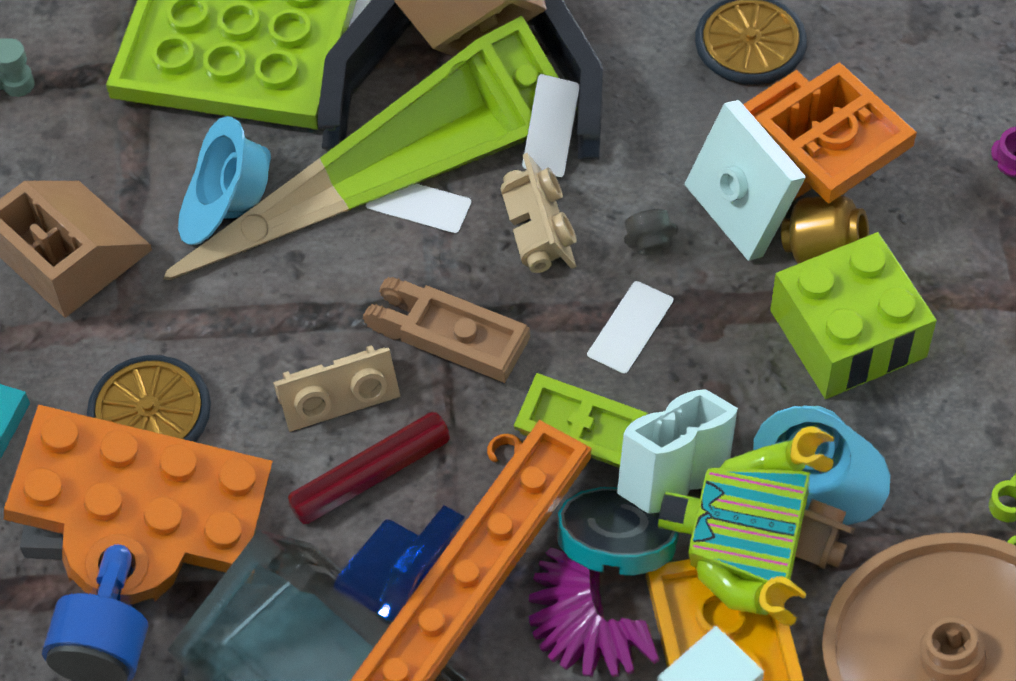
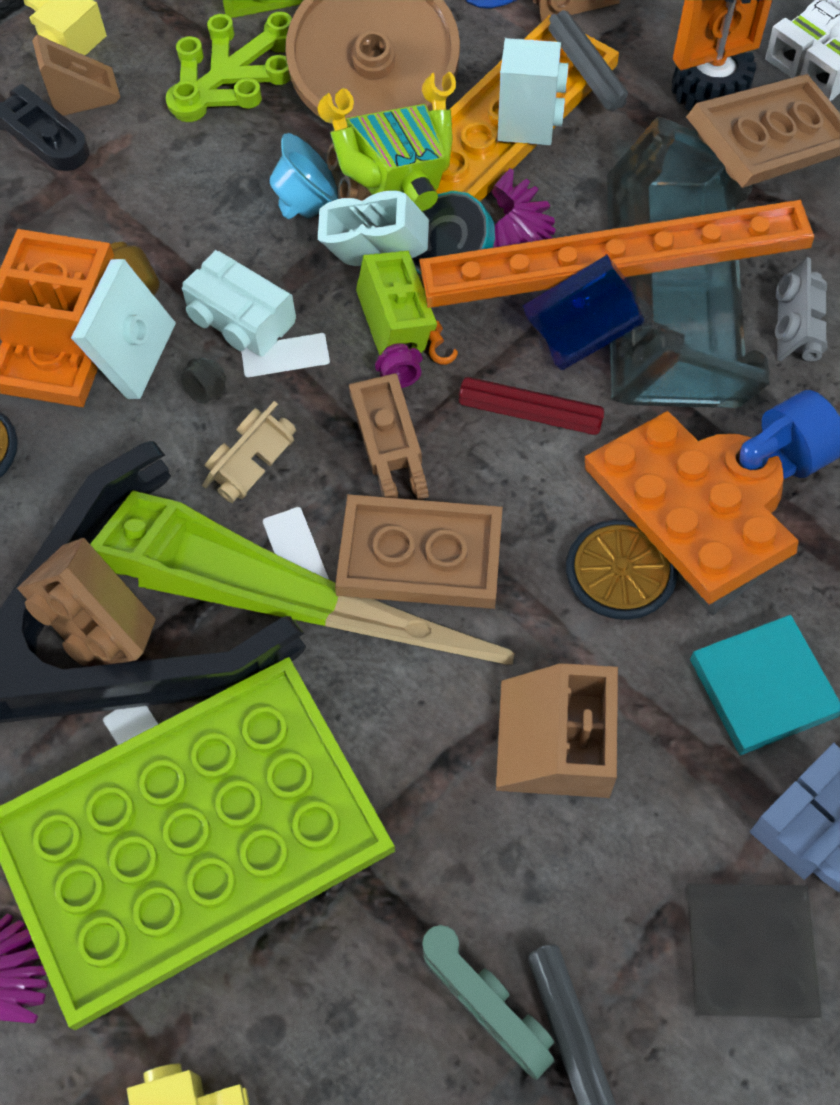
camera: 130 degrees left, 5 degrees up
(226, 181) = (413, 667): medium azure piece -> none
(313, 269) = (419, 551): none -> medium nougat plate
(338, 388) = (512, 474): tan hinge -> none
(513, 389) = (402, 361): none -> magenta plate
(551, 123) = (161, 495): white sticker -> none
(710, 305) = (238, 304): none -> light aqua brick
(852, 315) = (181, 220): lime brick -> none

